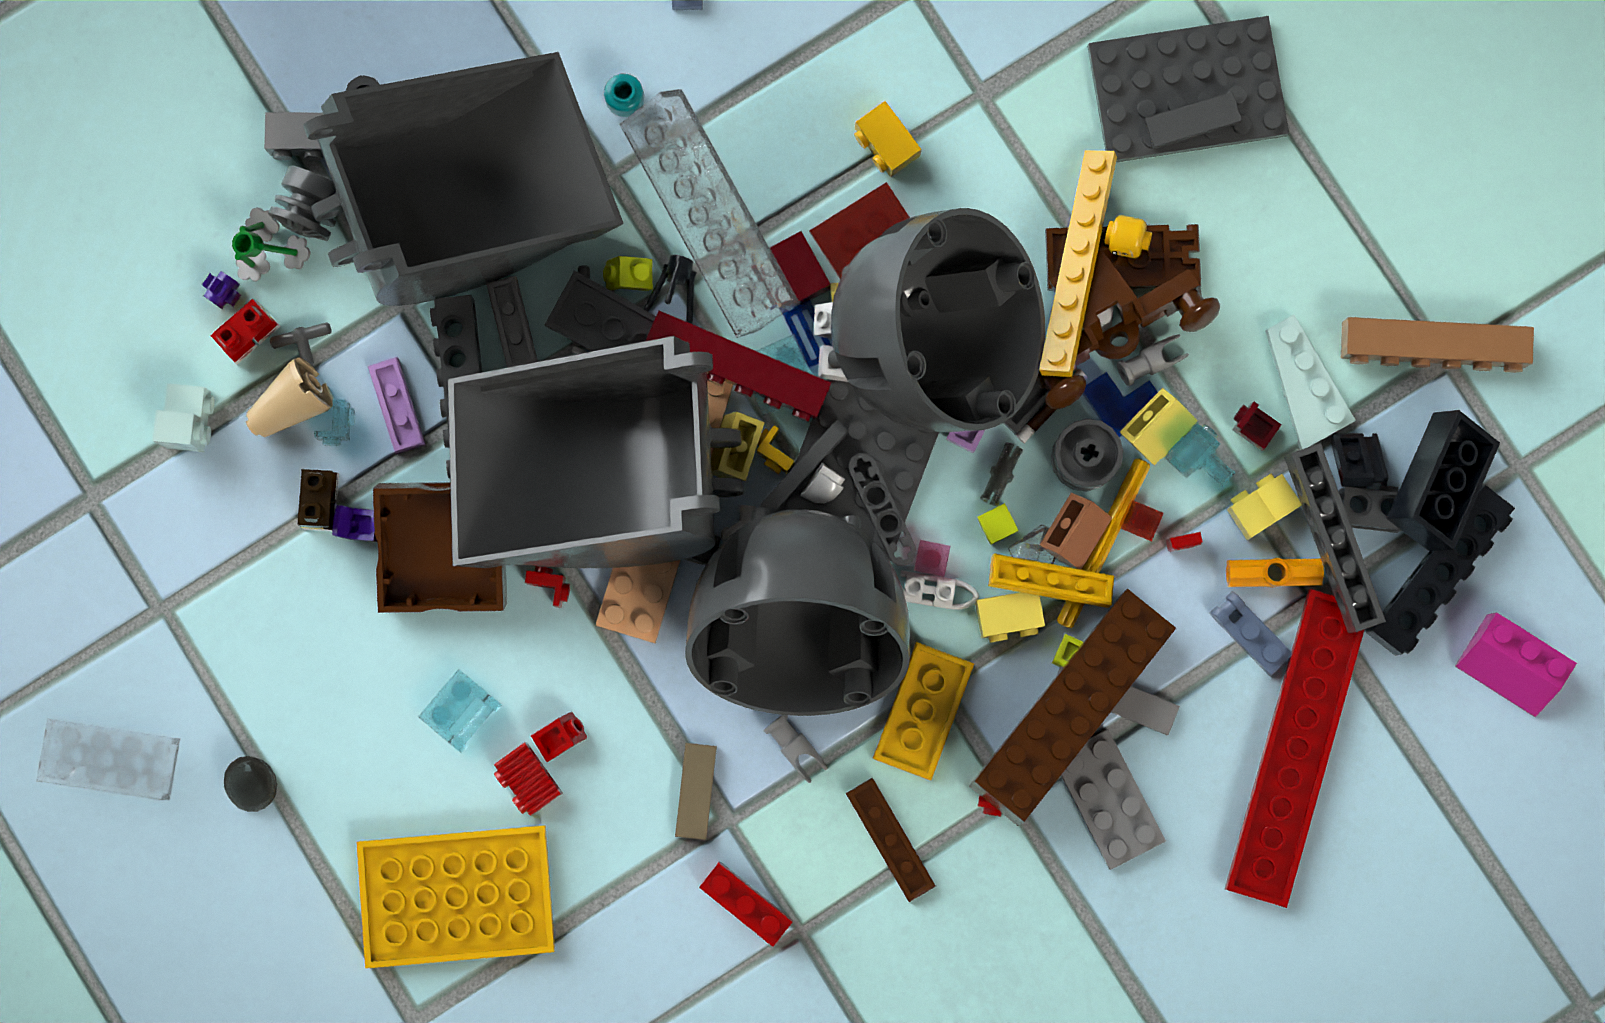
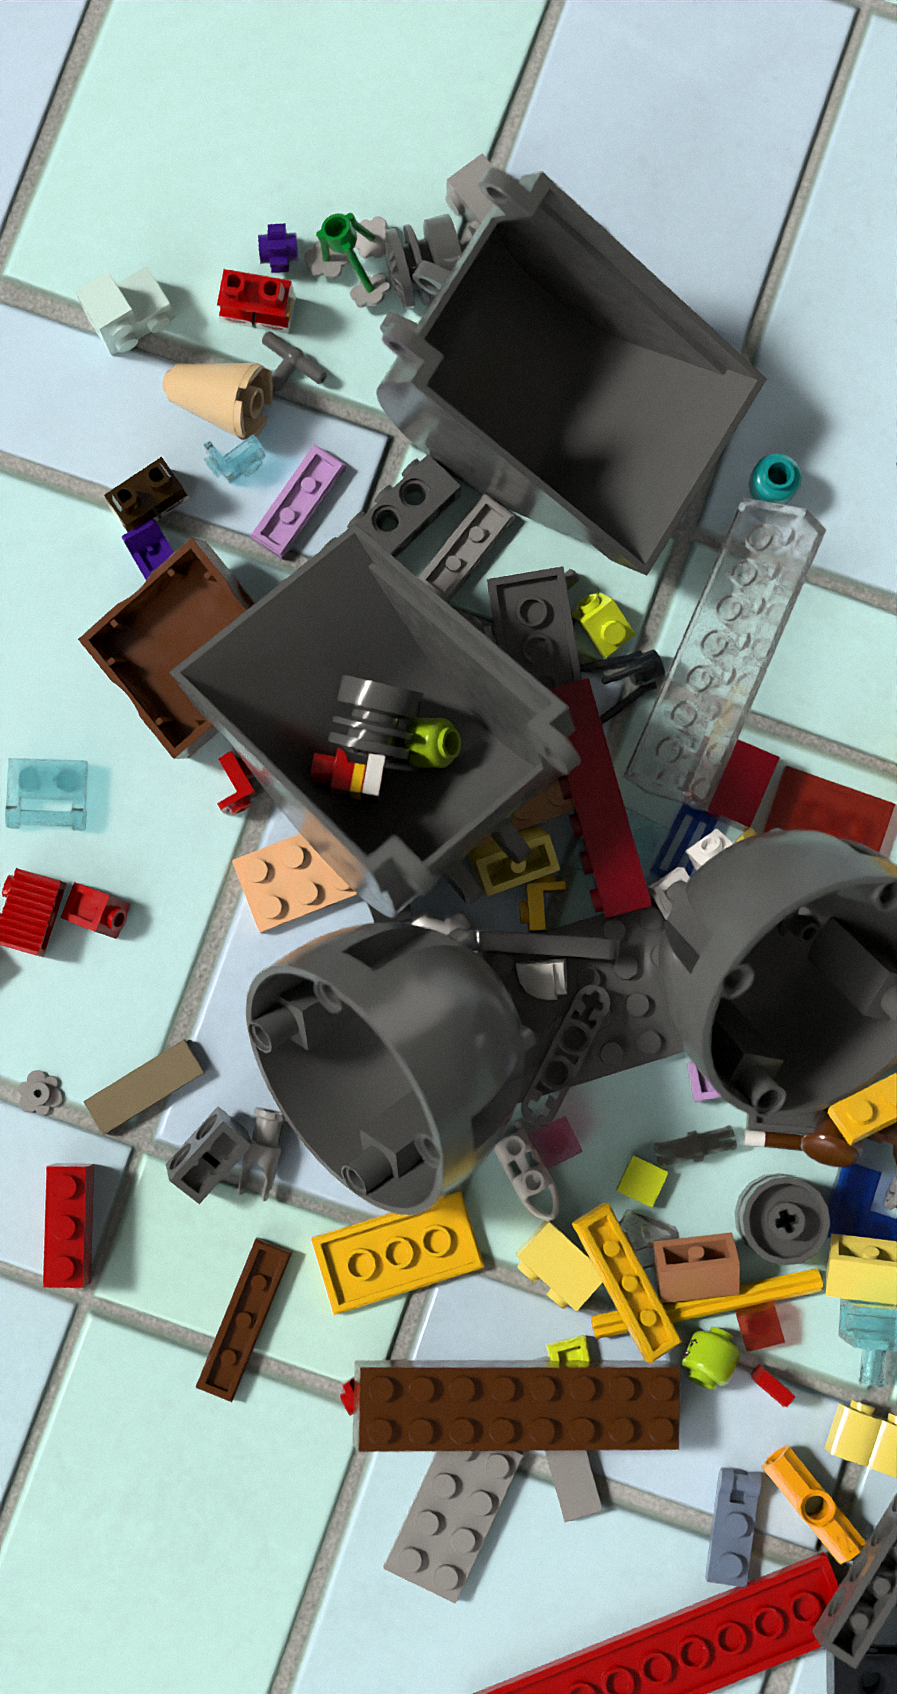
camera: 50 degrees right, 0 degrees up
(579, 462) = (375, 717): none -> dark grey wheel
(605, 507) = (349, 778): none -> red hips
(621, 440) = (434, 743): none -> lime head
(655, 856) = (50, 1094): none -> light grey plant
(770, 781) = (208, 1155): none -> dark grey brick
(1138, 566) = (711, 1358): none -> lime head

